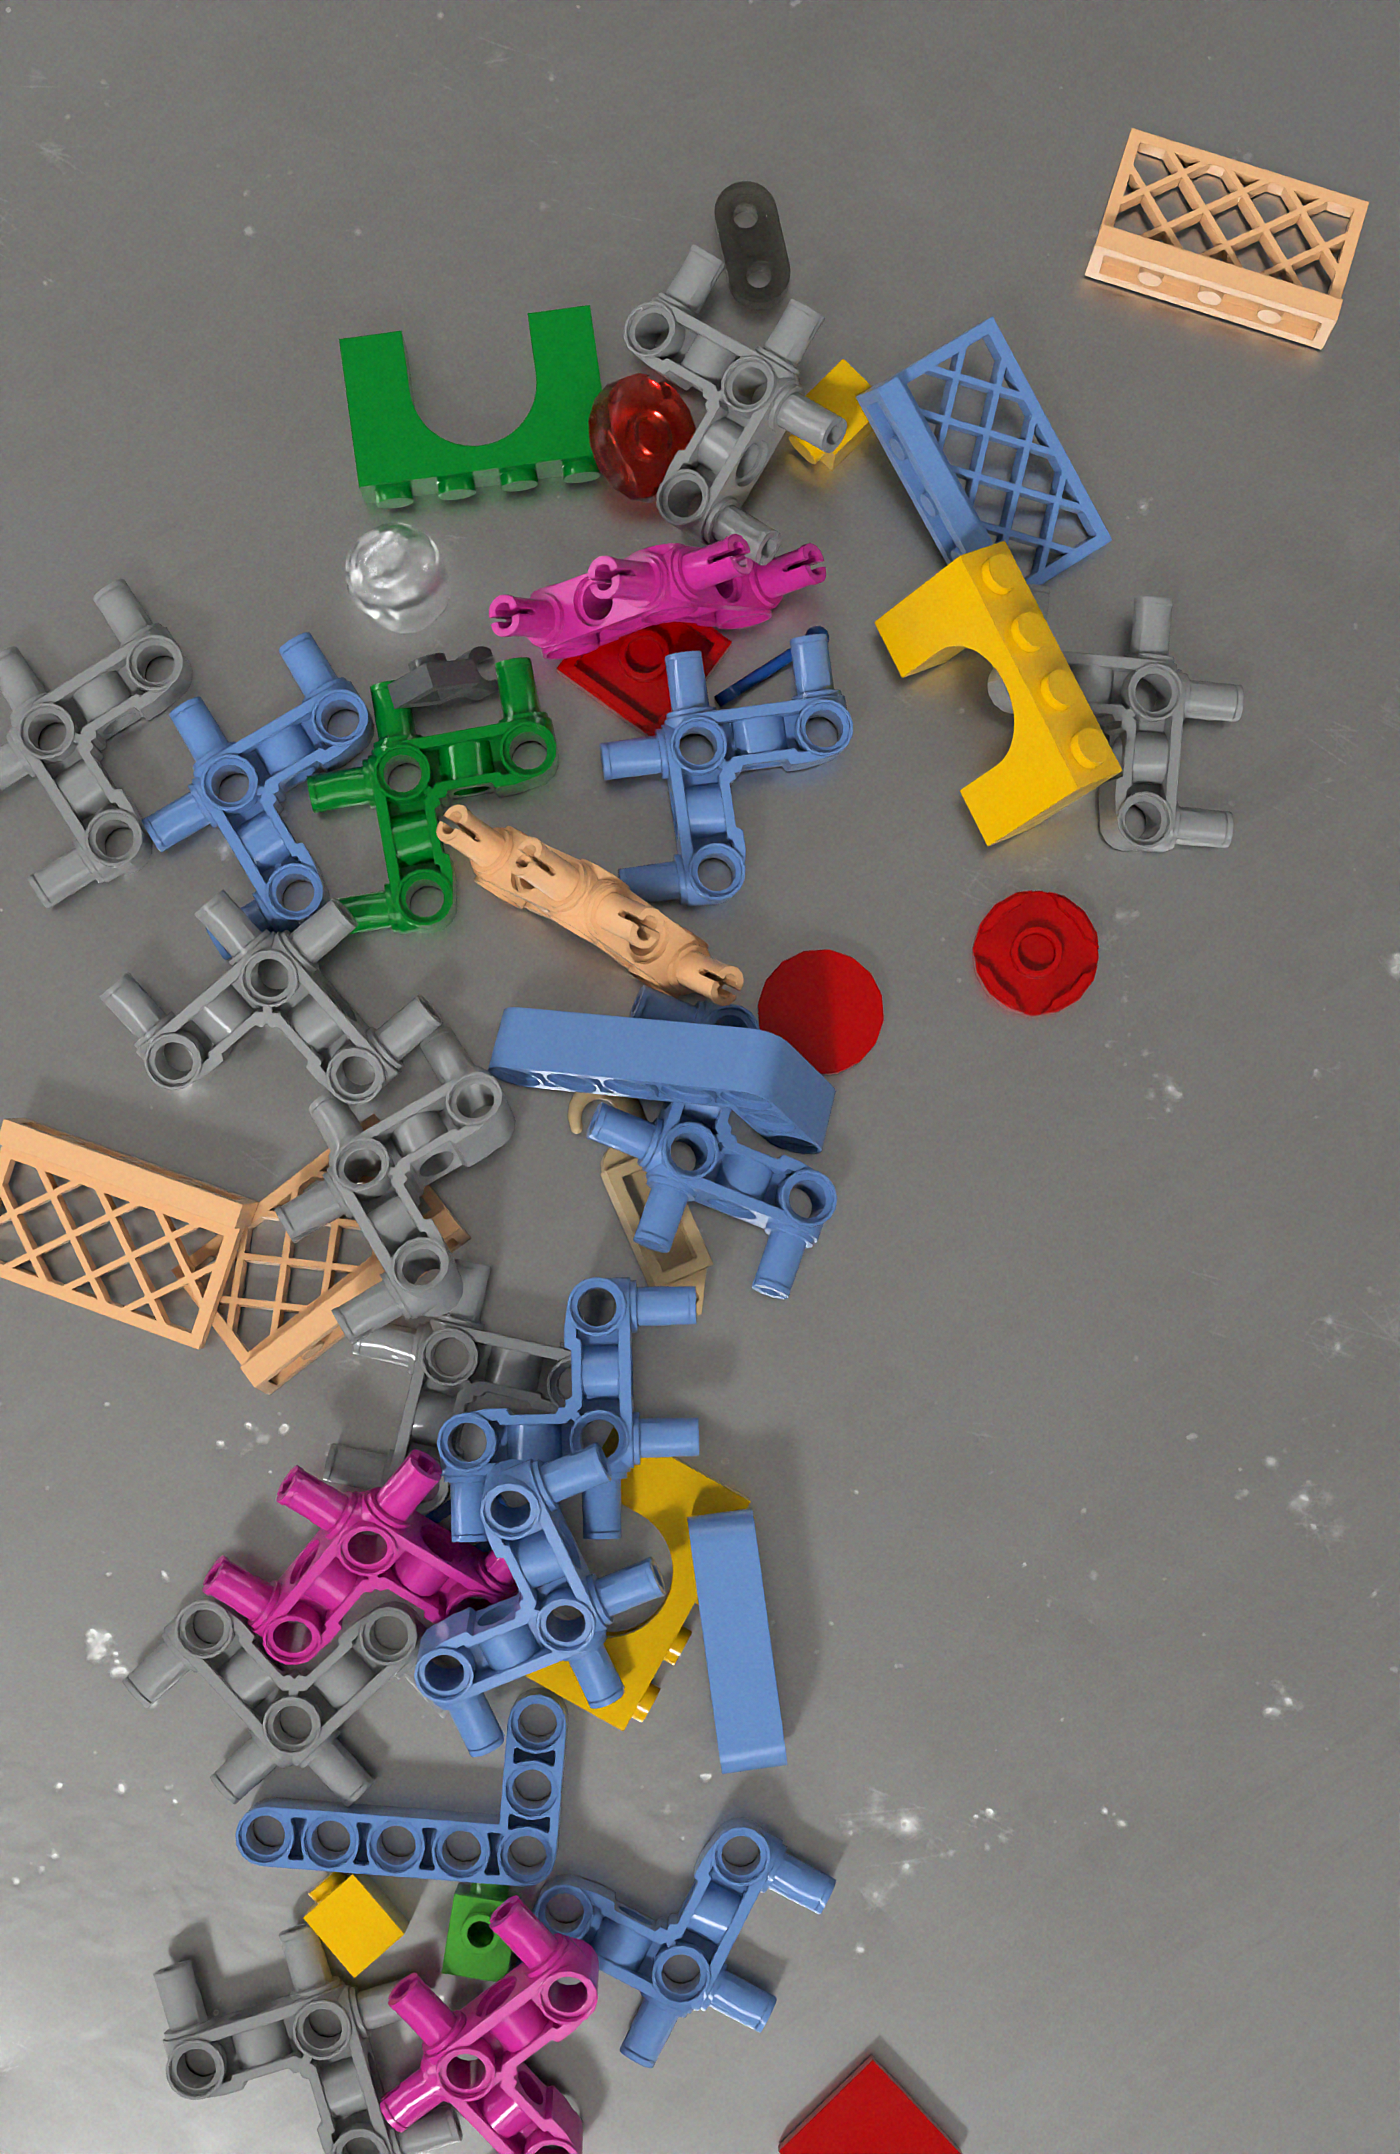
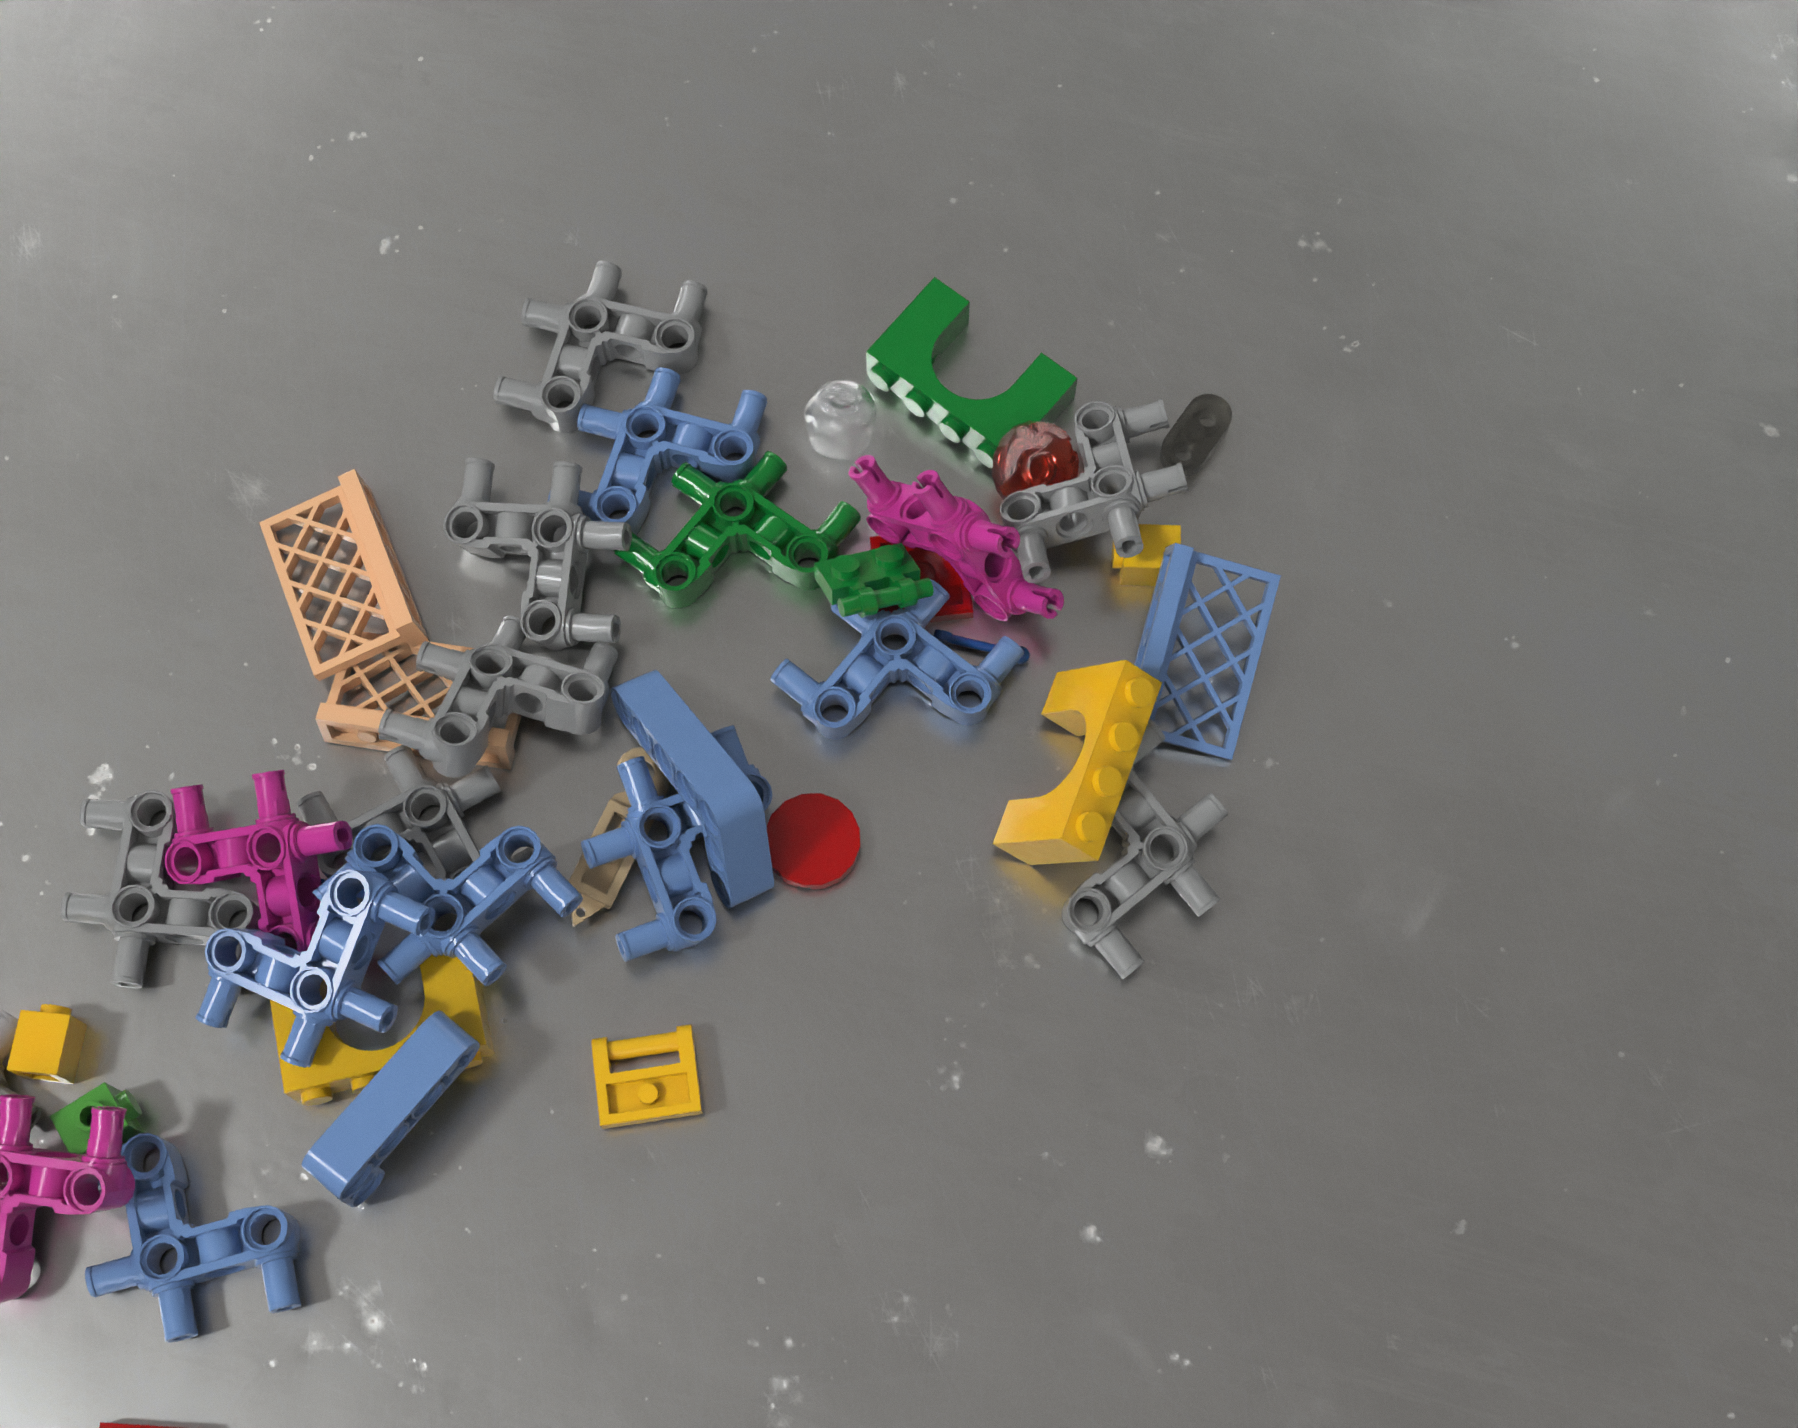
camera: 50 degrees right, 15 degrees down
(429, 1826) = (136, 1041): medium blue beam -> none
(436, 680) = (802, 481): dark grey plate -> none
(591, 906) = (750, 660): light nougat pin -> none
(607, 713) = (872, 580): none -> green plate
(927, 1387) = (647, 1092): none -> yellow plate
(1035, 953) = (959, 929): red tile -> none
(1225, 286) = (1432, 695): light nougat fence -> none

